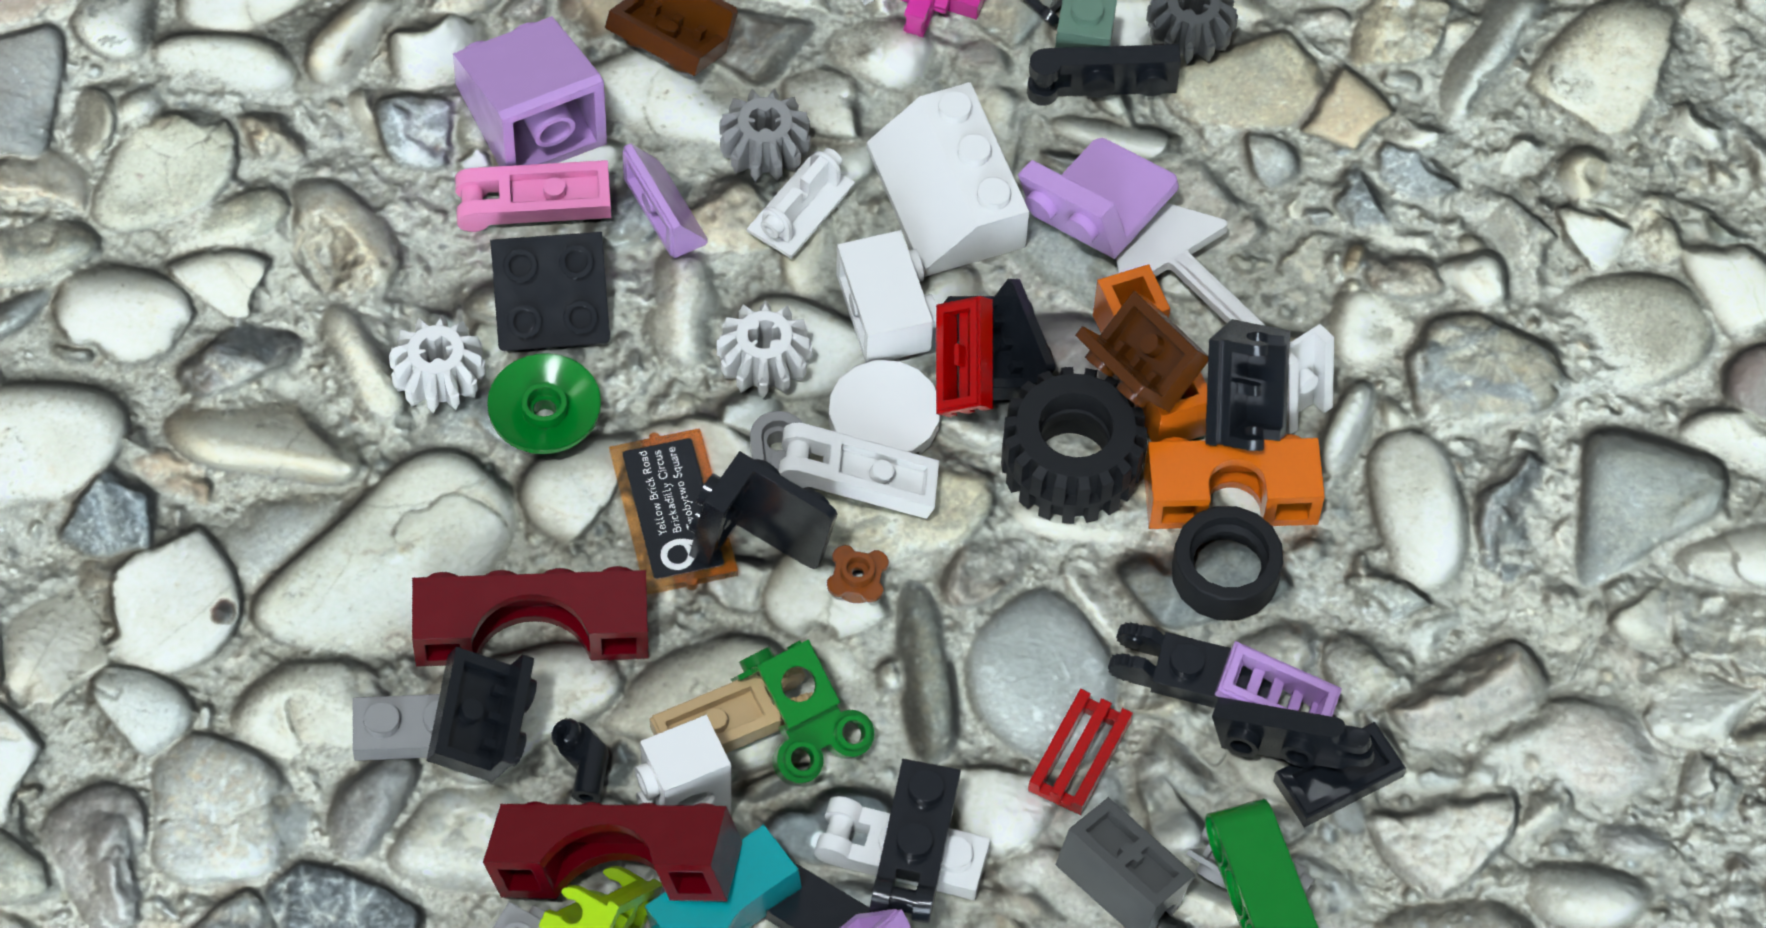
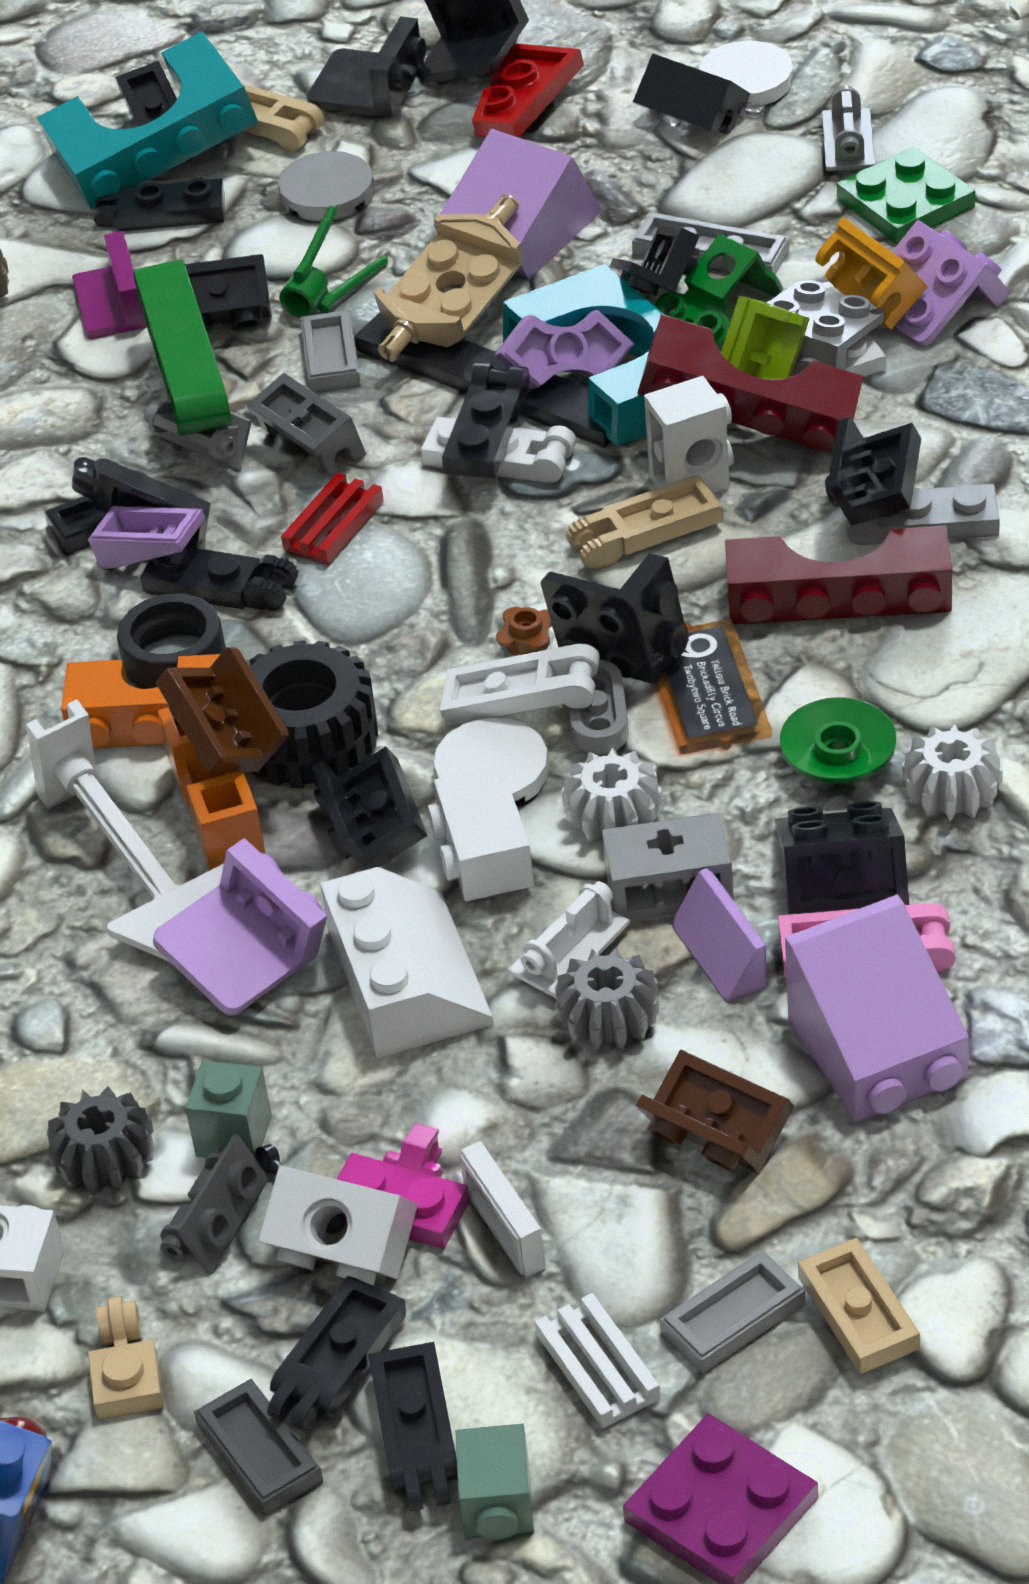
camera: 170 degrees left, 15 degrees down
(586, 754) = (782, 497): black arm -> none
(711, 268) = (658, 861): none -> light grey brick
(808, 723) = (608, 542): green piece -> none
(972, 356) = (394, 762): red tile -> none
(1102, 71) = (165, 1078): black plate -> none
(1247, 385) = (128, 703): black hinge -> none

